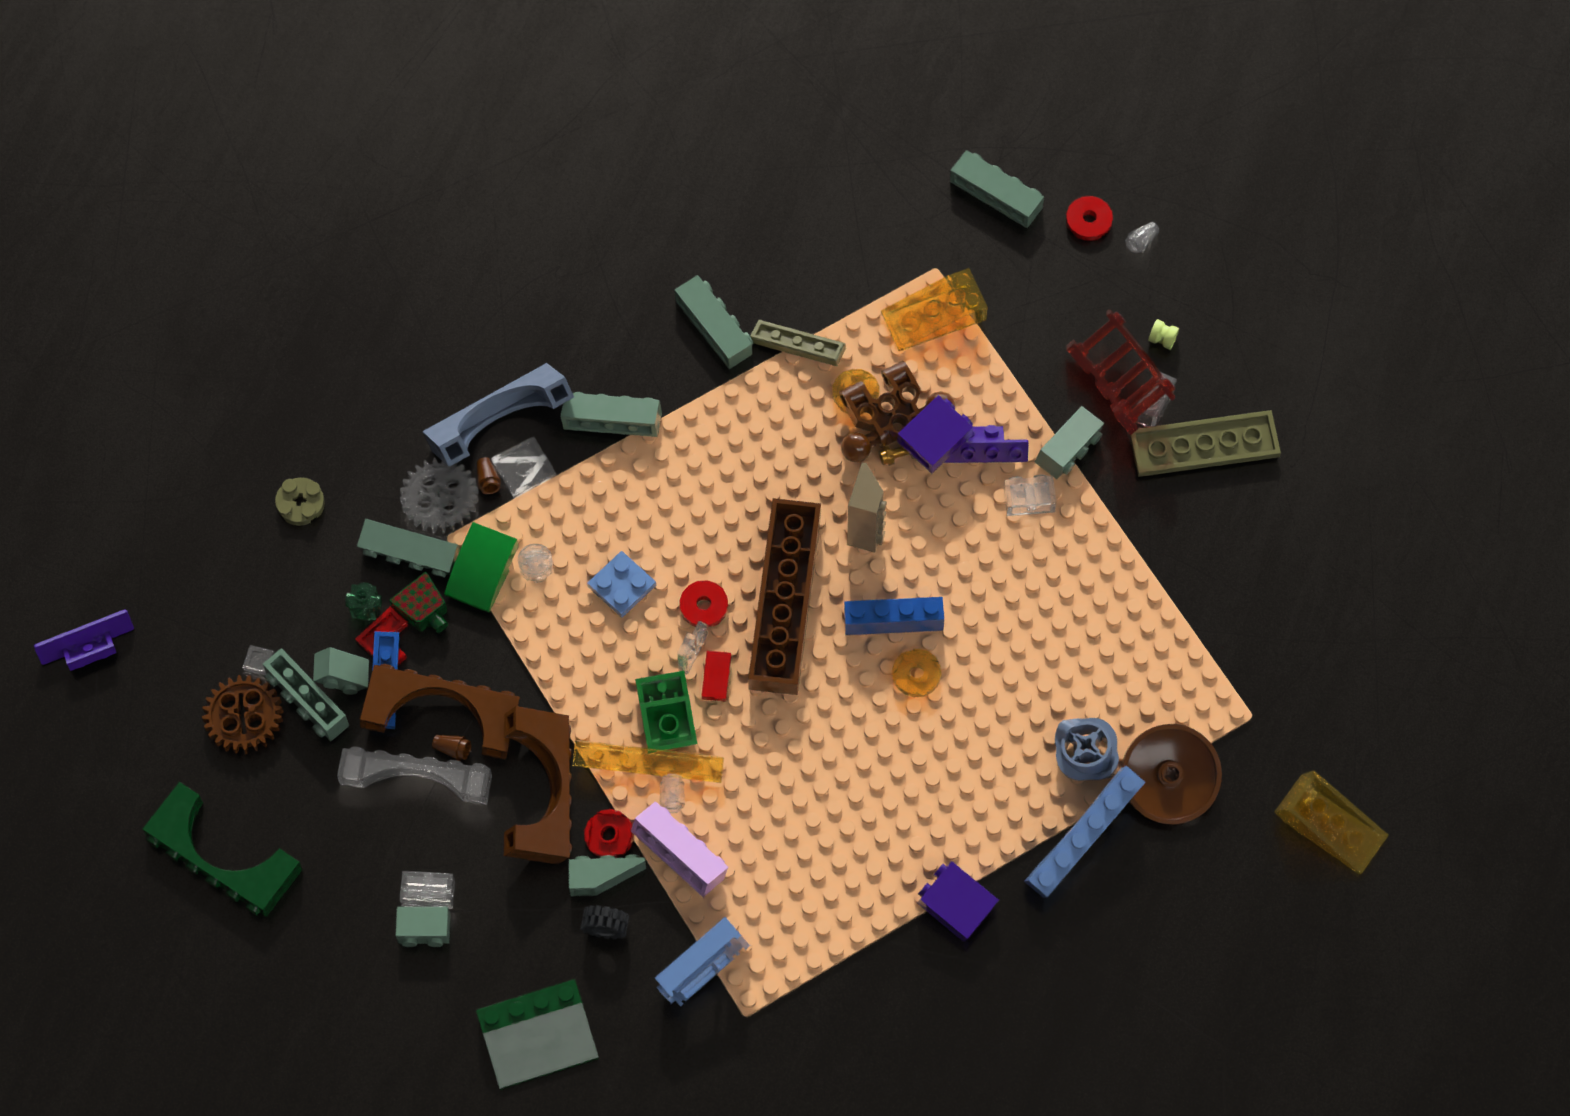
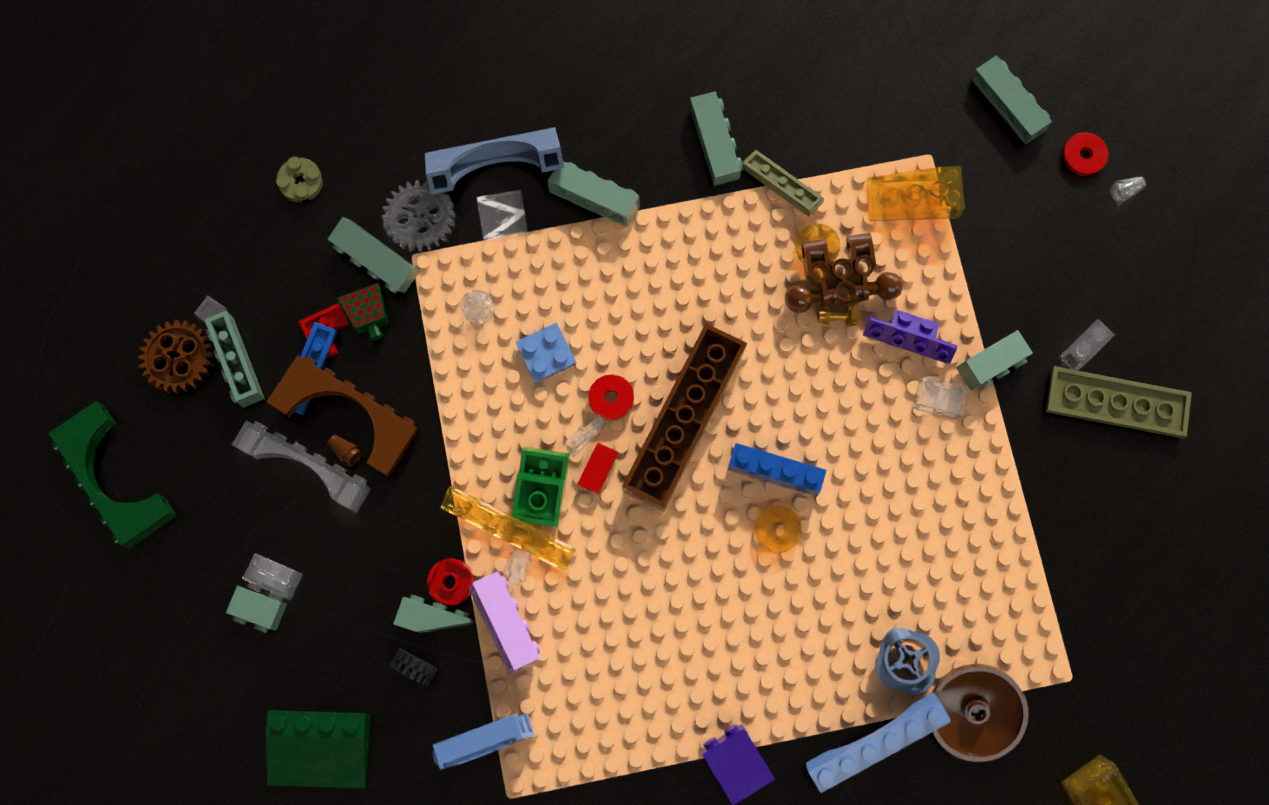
camera: 20 degrees right, 10 degrees up
(86, 642) = (70, 246): dark purple bracket -> none
(341, 670) = (270, 348): sand green brick -> none
(363, 601) = (316, 290): clear green brick -> none
(481, 567) = (428, 295): green slope -> none
(487, 477) = (466, 213): reddish brown cone -> none
(548, 739) = (428, 475): reddish brown arch -> none
(866, 512) = (785, 366): dark tan slope -> none
(935, 433) = (875, 312): dark purple brick -> none
(1122, 408) = (1050, 324): clear red fence -> none
(1163, 334) = (1116, 286): yellowish green wheel -> none

